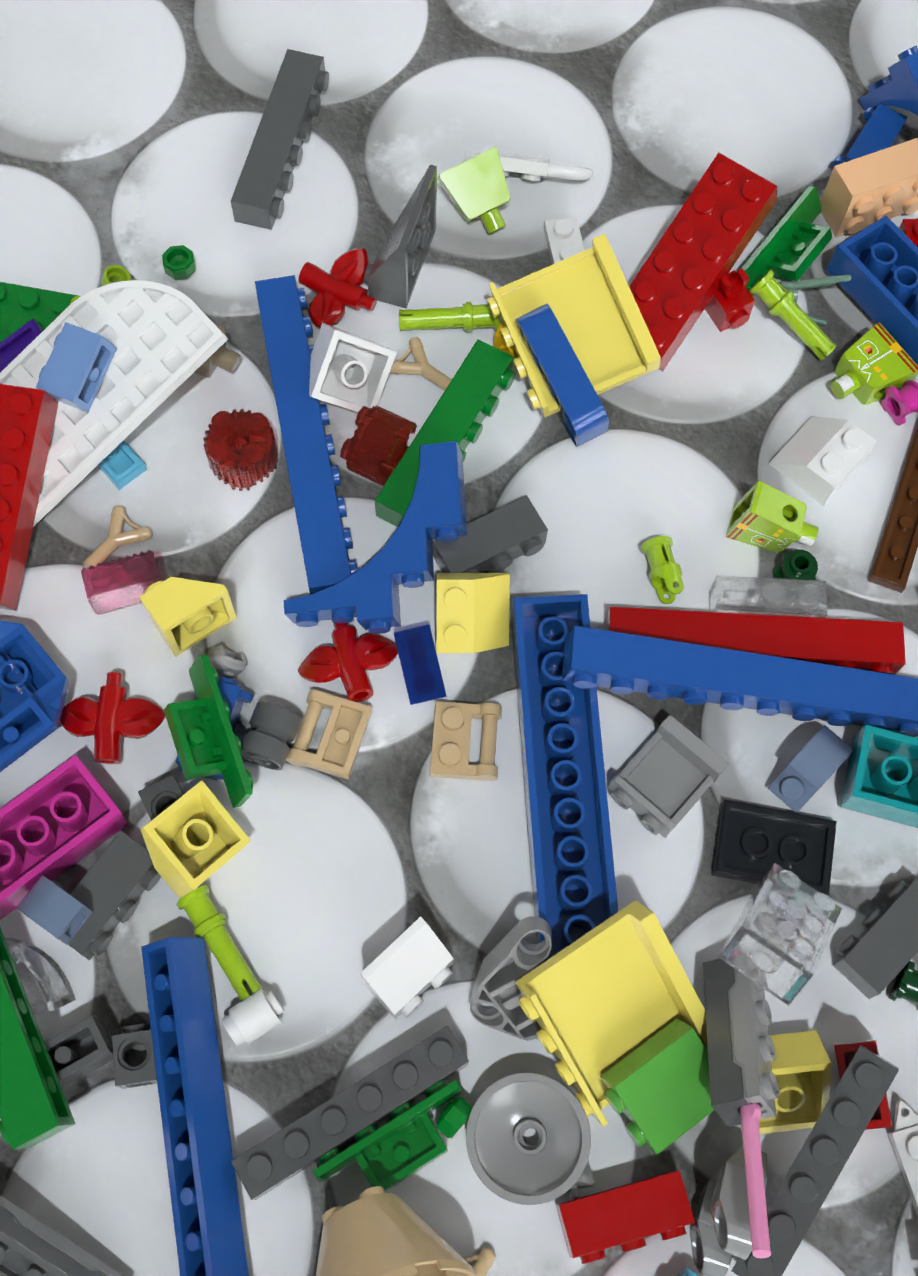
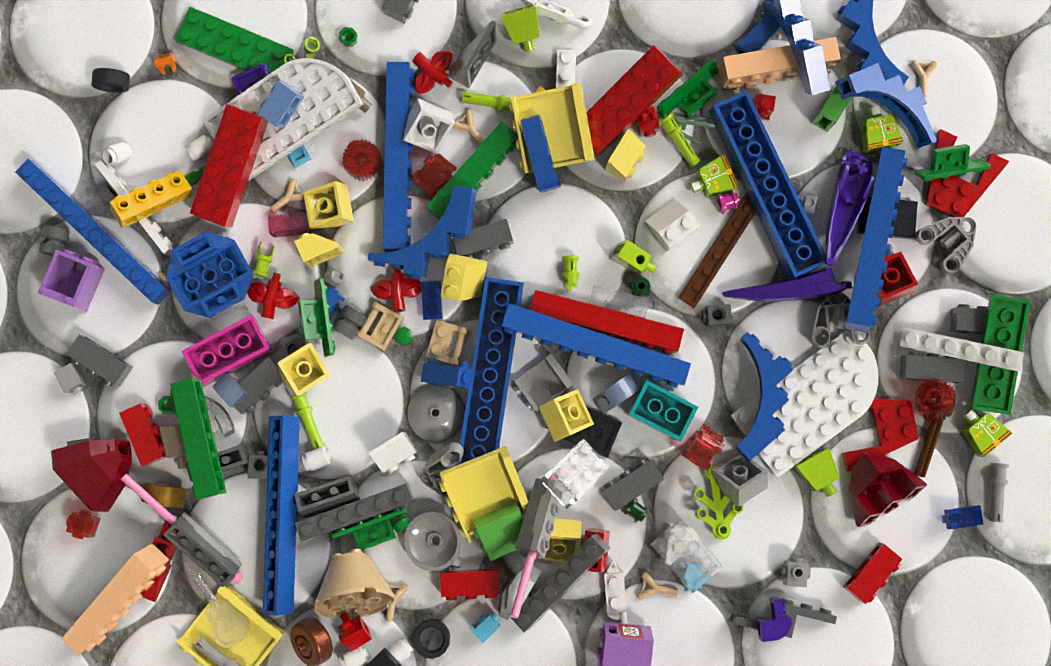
camera: 10 degrees right, 15 degrees up
(83, 662) = (262, 262): none -> lime piece
(192, 535) = (328, 205): none -> light yellow slope
(287, 1091) = (327, 496): none -> dark grey brick
(379, 745) = (403, 336): none -> green tile
(469, 905) = (450, 415): none -> light grey dish
(480, 793) = (446, 374): none -> blue brick
(709, 358) = (625, 156): none -> light yellow slope
(728, 826) = (566, 415): none -> light yellow slope

